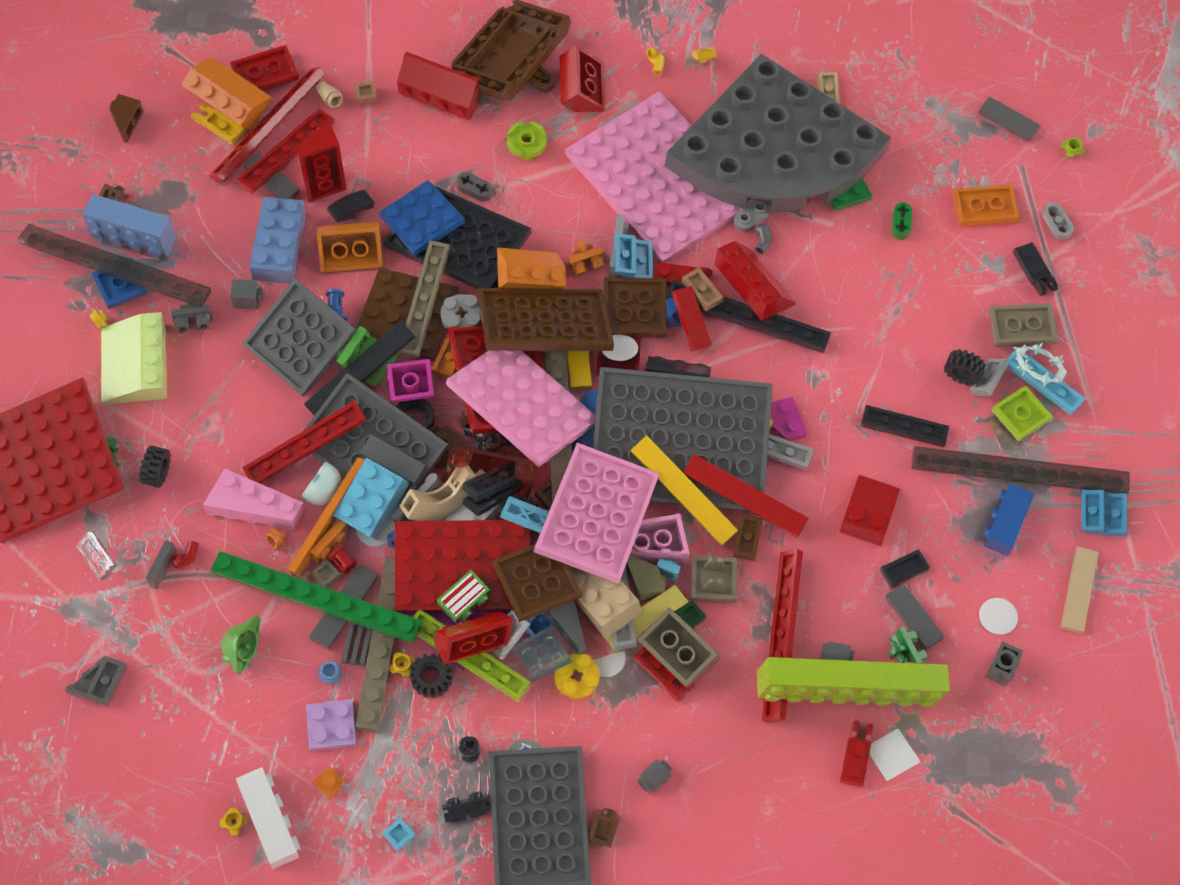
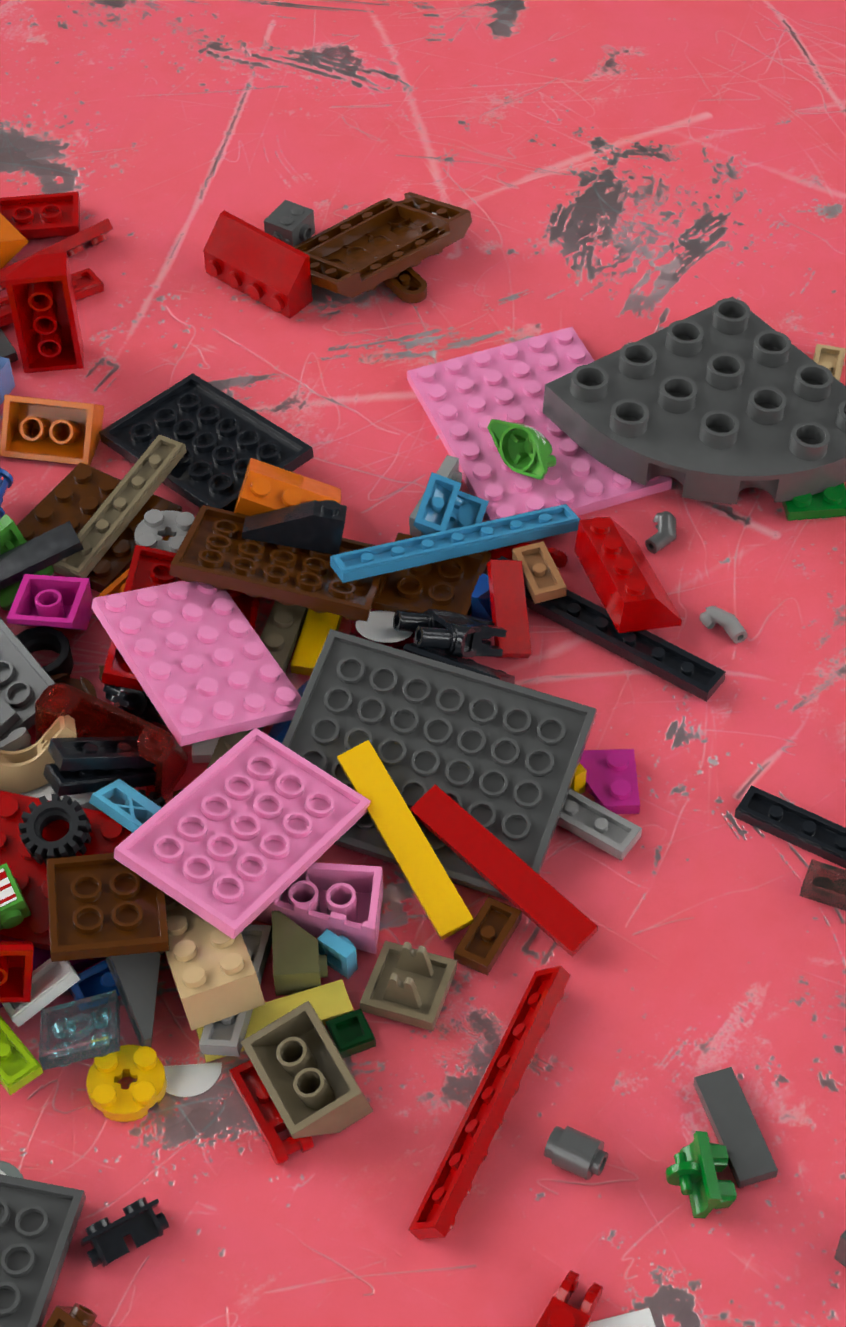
camera: 20 degrees right, 15 degrees down
(329, 94) = (110, 257): tan cone -> none
(347, 206) = (67, 383): black slope -> none
(365, 92) = (159, 261): medium nougat plate -> none
(421, 217) = (164, 406): blue plate -> none
(444, 45) = (290, 223): none -> dark grey head
(475, 186) = (256, 396): dark grey beam -> none
(492, 527) = (46, 813): none -> black tyre
(525, 150) = (371, 353): lime plate -> none
(550, 291) = (305, 526): none -> black slope
(581, 81) = (464, 296): red slope -> none
(595, 256) = (380, 501): orange hips -> none
(603, 766) = (108, 1237): none -> black hinge
(644, 279) = (453, 543): none -> dark azure tile
(654, 776) = (187, 1273): dark grey brick -> none
(657, 60) = (582, 290): yellow arm -> none
(664, 200) = (522, 448): none -> bright green hat
(664, 345) = (451, 631): none -> black connector
(704, 54) = (653, 295): yellow plate -> none
(753, 216) = (647, 502): light grey plate -> none
(820, 294) = (726, 620): none -> light grey arm
(852, 681) = (582, 1196): lime brick -> none
(869, 510) = (706, 941): red slope -> none
(904, 568) = (742, 1046): black tile -> none

